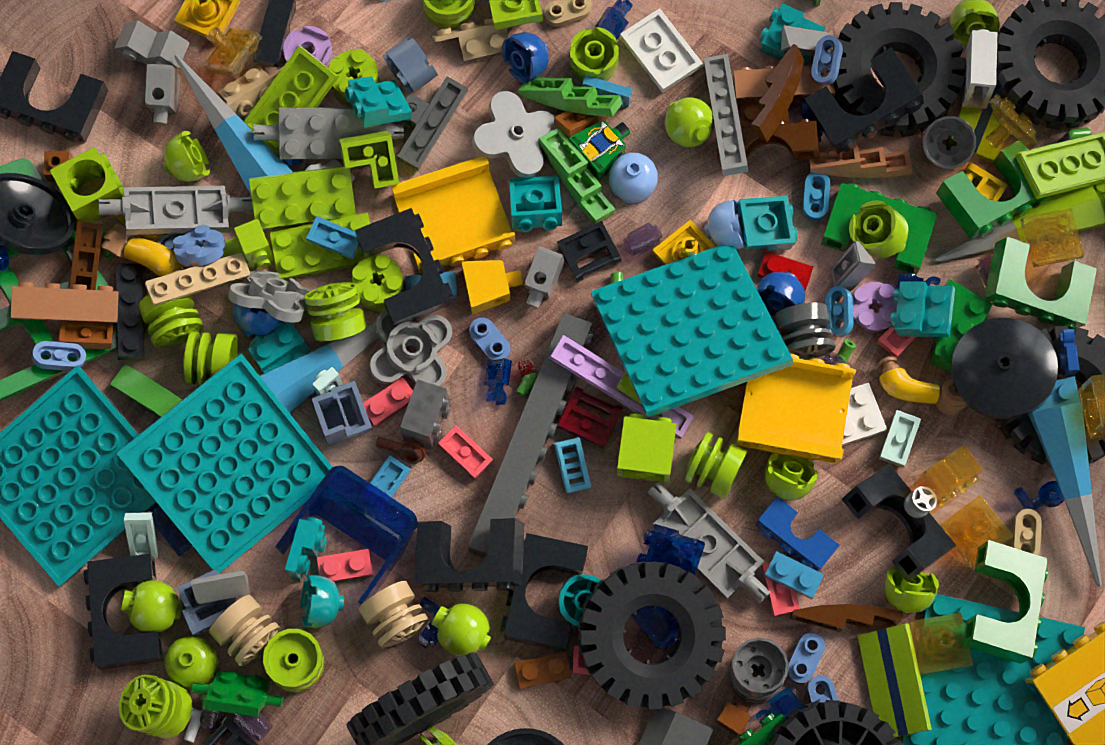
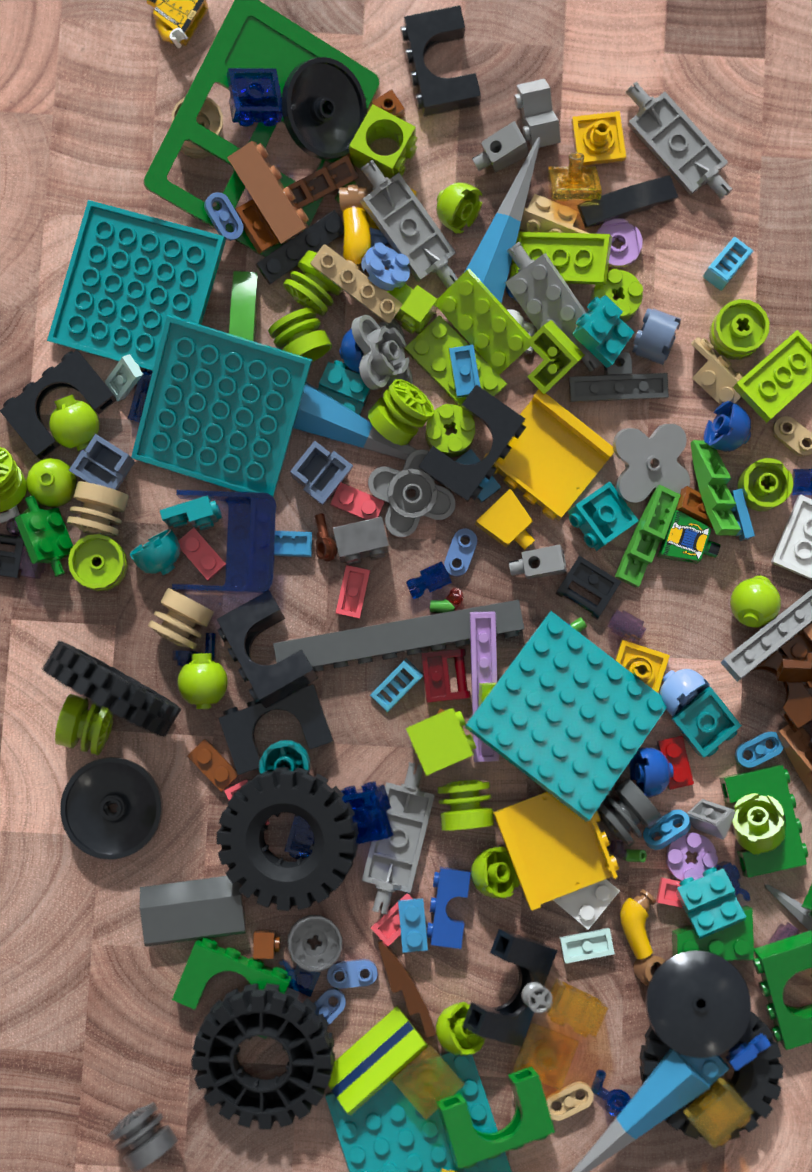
camera: 55 degrees right, 10 degrees up
(220, 587) = (114, 469): light grey slope -> none
(326, 380) = (337, 443): light aqua plate -> none
(633, 178) = (677, 584): light blue cylinder -> none

